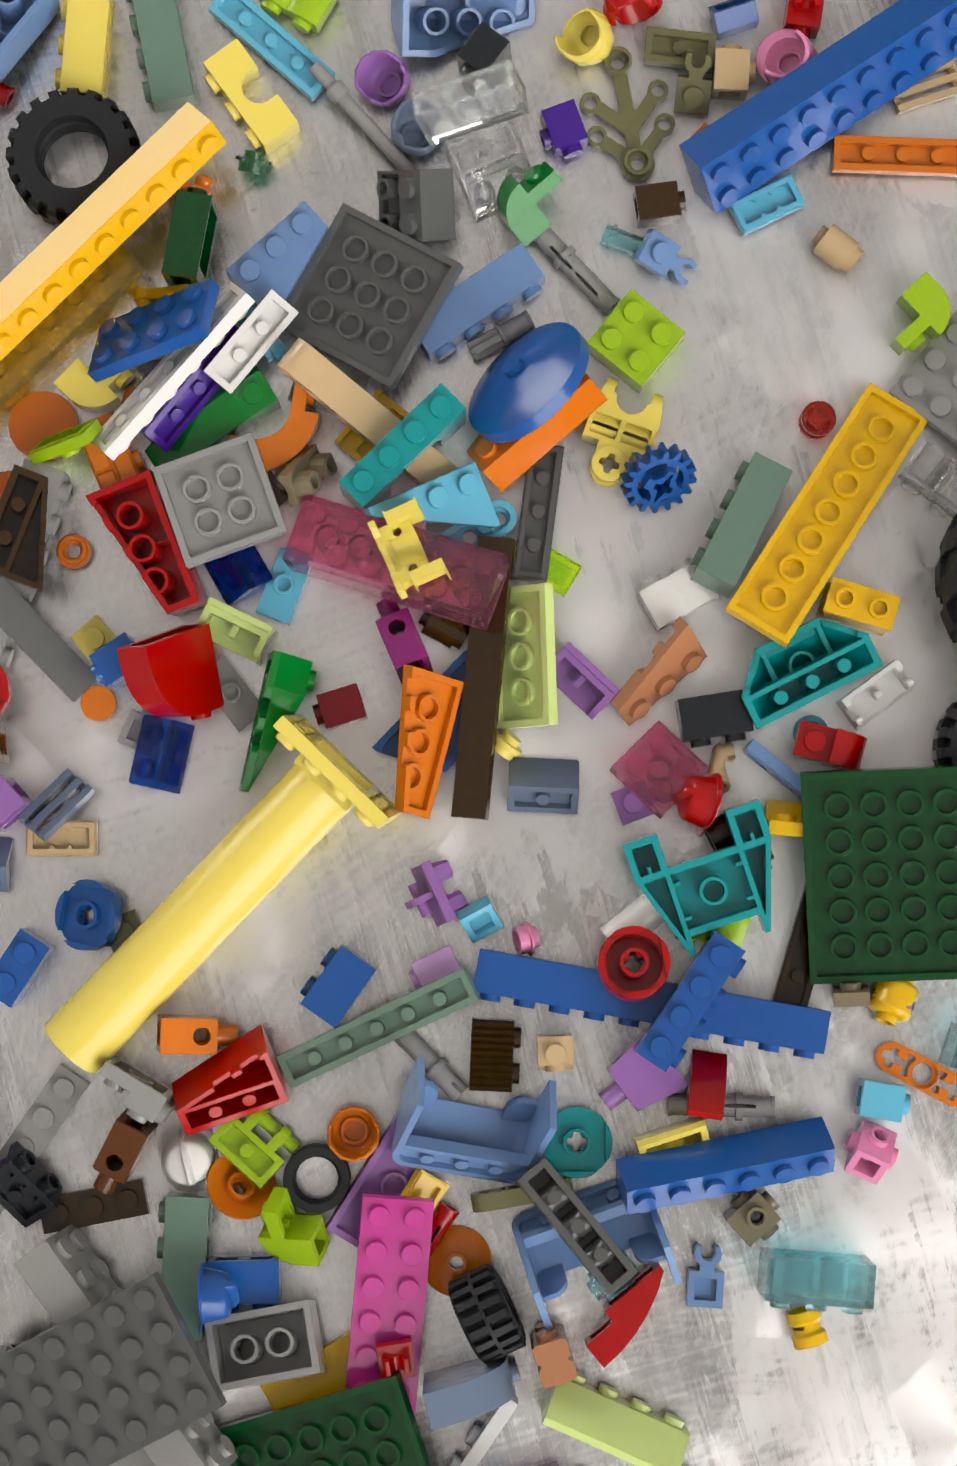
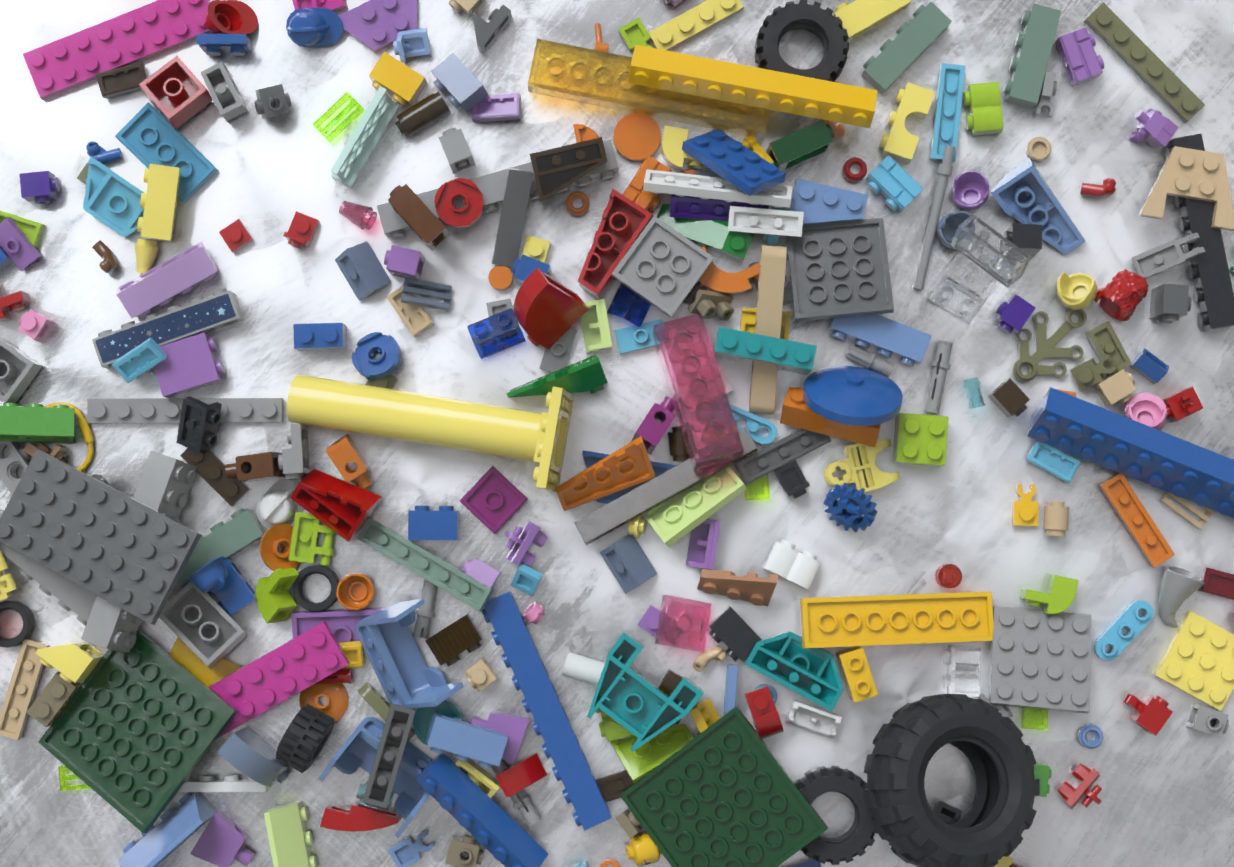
camera: 60 degrees right, 0 degrees up
(65, 442) = (634, 156): lime plate -> none
(253, 162) = (870, 150): clear green plate -> none
(257, 188) = (860, 164): none -> red plate
(312, 163) = (893, 184): none -> medium azure brick
(339, 707) = (592, 416): dark red brick -> none
(358, 893) = (493, 500): none -> magenta plate
(396, 1357) = (245, 704): red tile -> none
(405, 551) = (706, 392): light yellow piece -> none
(418, 203) = (912, 260): dark grey slope -> none
(450, 498) = (755, 396): medium azure wing -> none
(518, 202) = (953, 317): brick -> none
(552, 1355) = (307, 792): nougat brick -> none
(578, 524) = (792, 479): none -> black bracket
(621, 1122) = (465, 740): none -> medium blue wedge
(644, 947) = (574, 686): red brick -> none
(660, 257) = (979, 420): medium blue plate -> none
(689, 1000) = (561, 732): blue brick -> none
(700, 800) = (680, 659): red piece -> none
(741, 524) = (856, 573): sand green brick -> none
(788, 911) = (652, 753): none -> lime wing
(802, 278) = (1025, 510): none -> yellow plate

